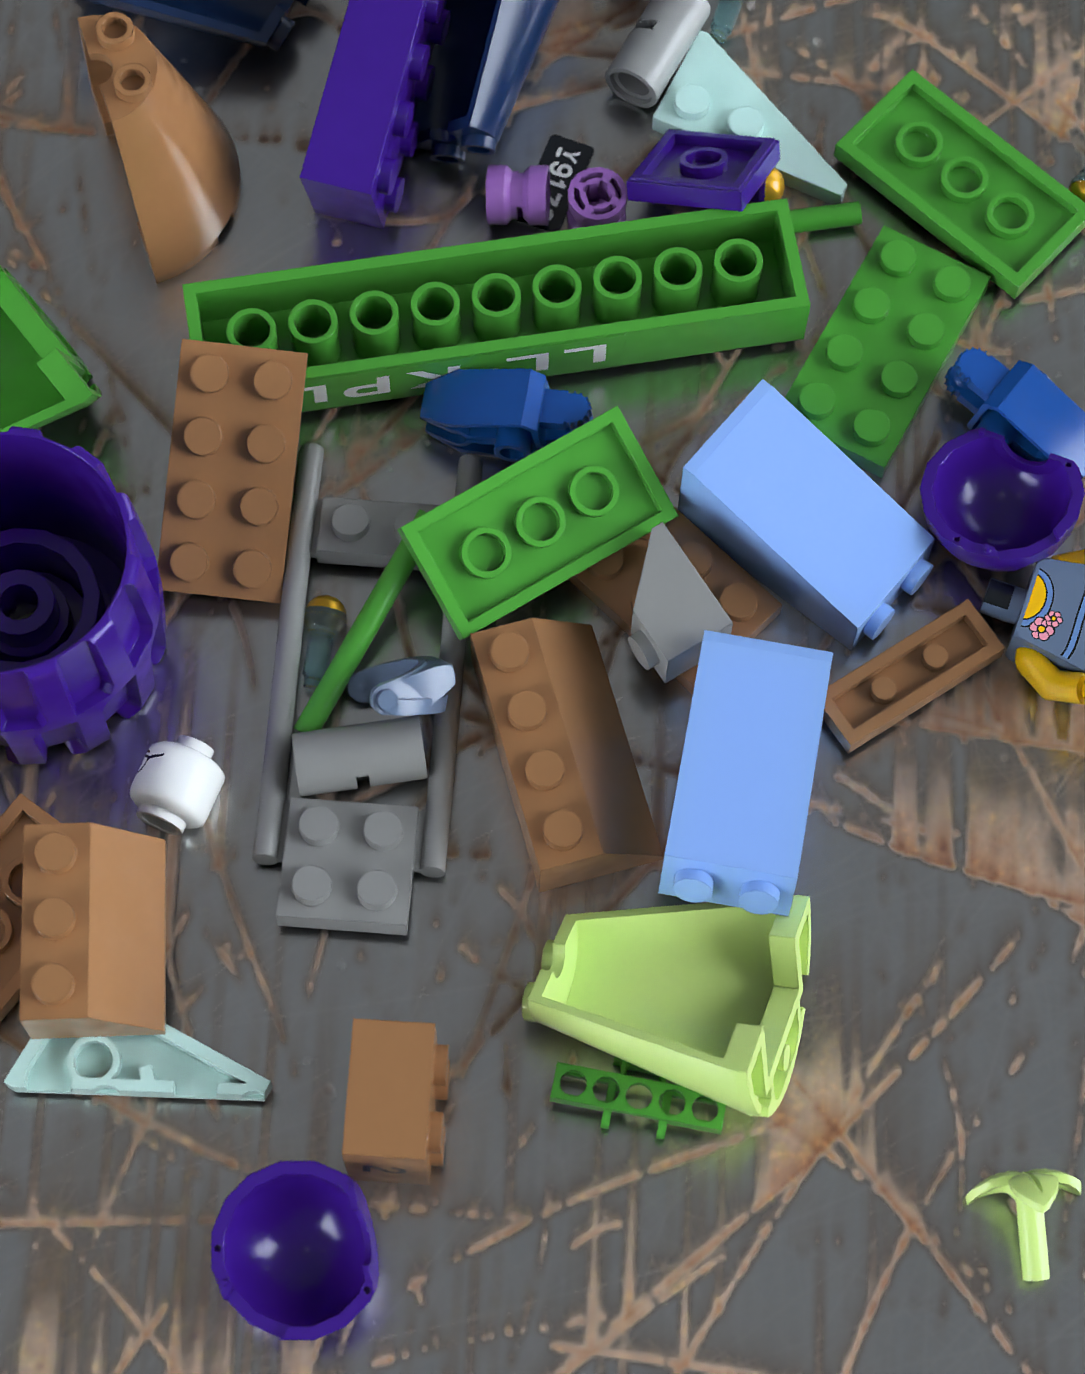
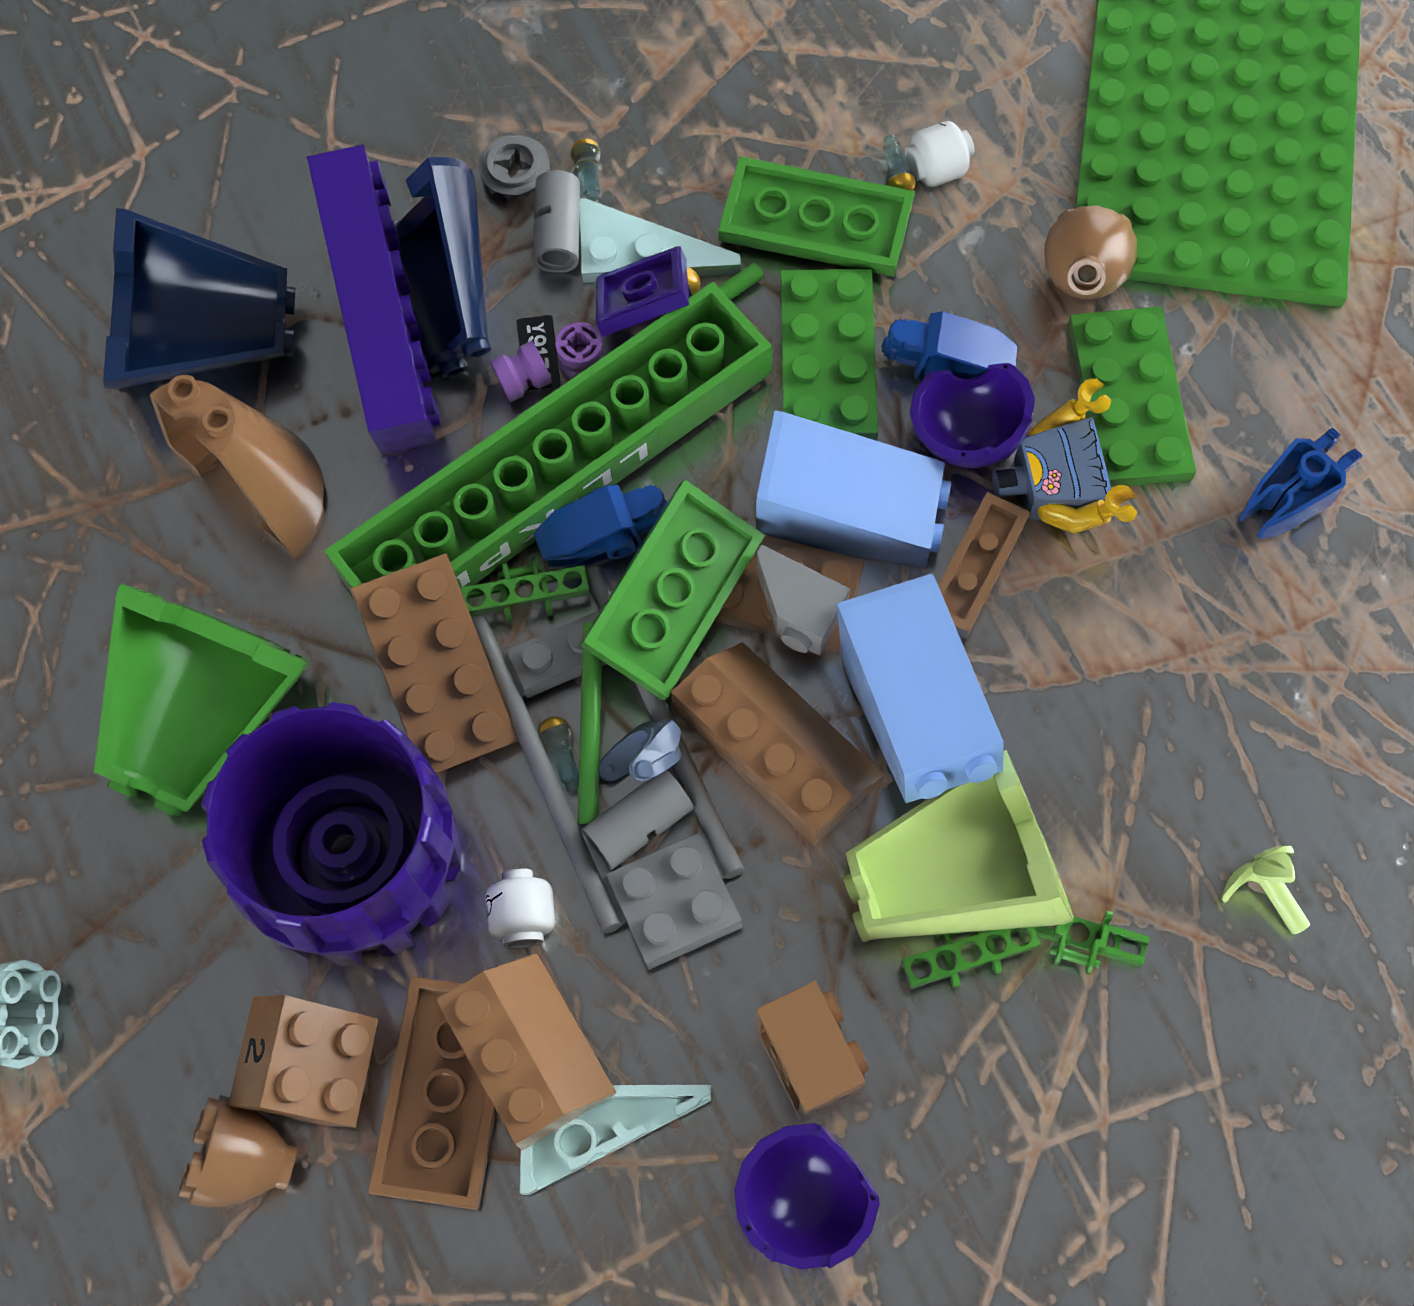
camera: 25 degrees left, 0 degrees up
(399, 430) = (525, 574): none -> bright green piece
(784, 1166) = (1061, 935): none -> bright green piece

